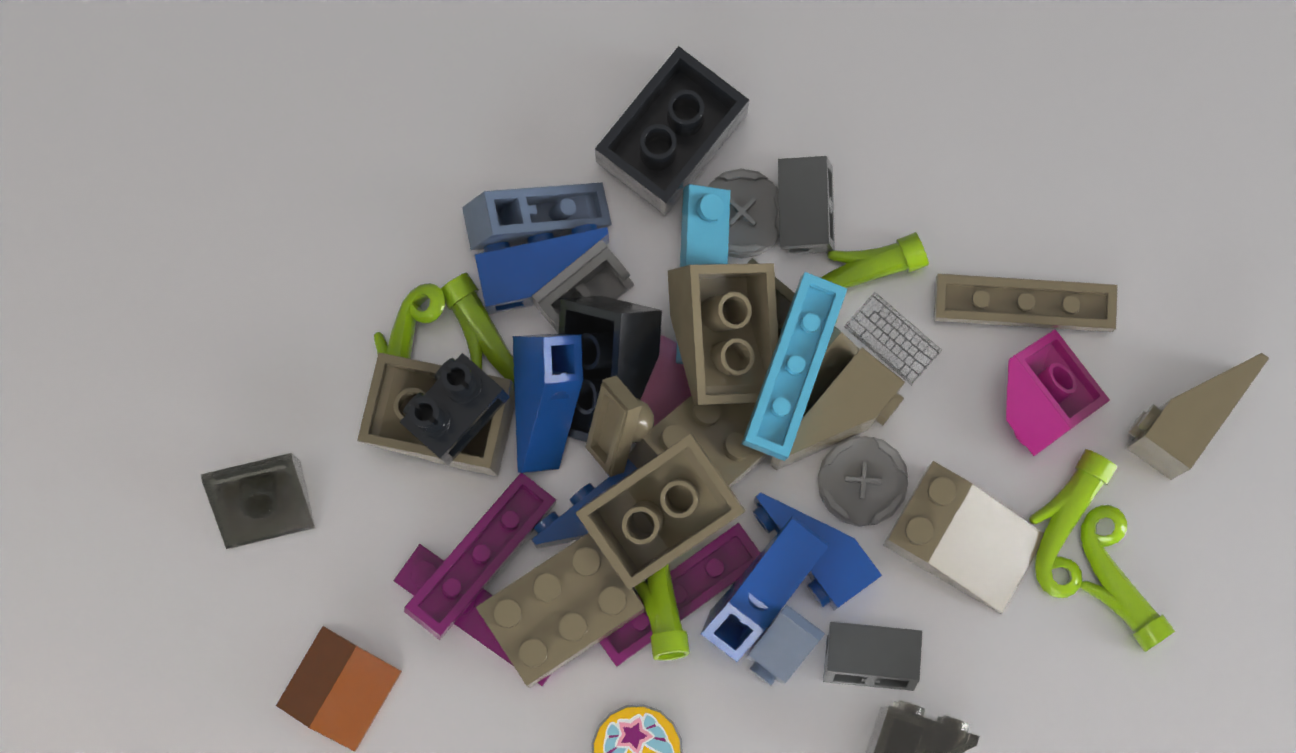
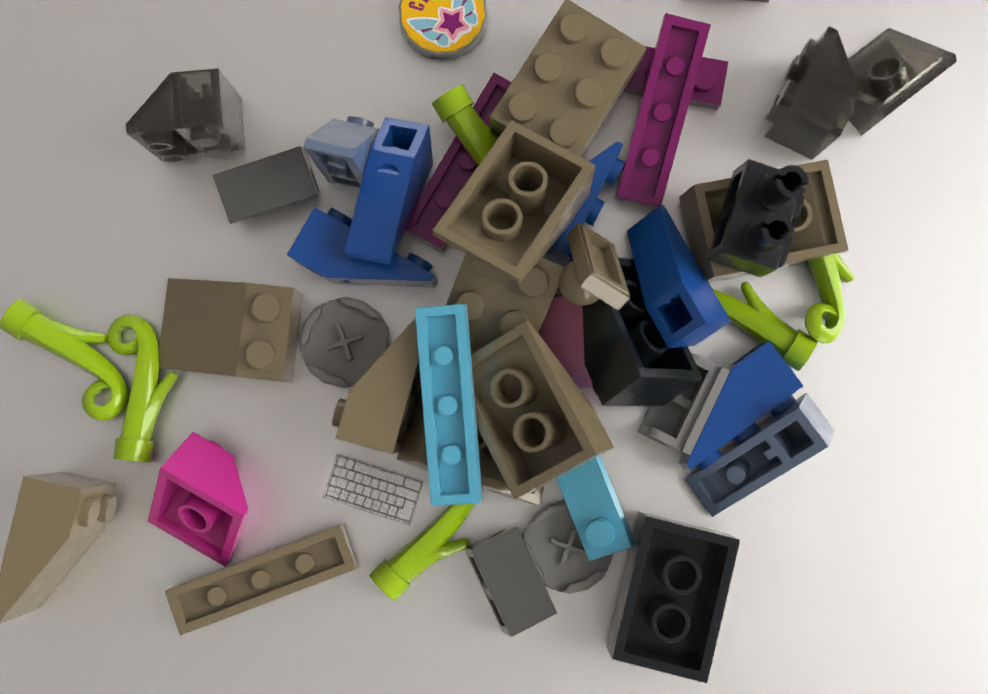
camera: 160 degrees right, 5 degrees up
(338, 502) = (815, 99): none -> clear smoke slope

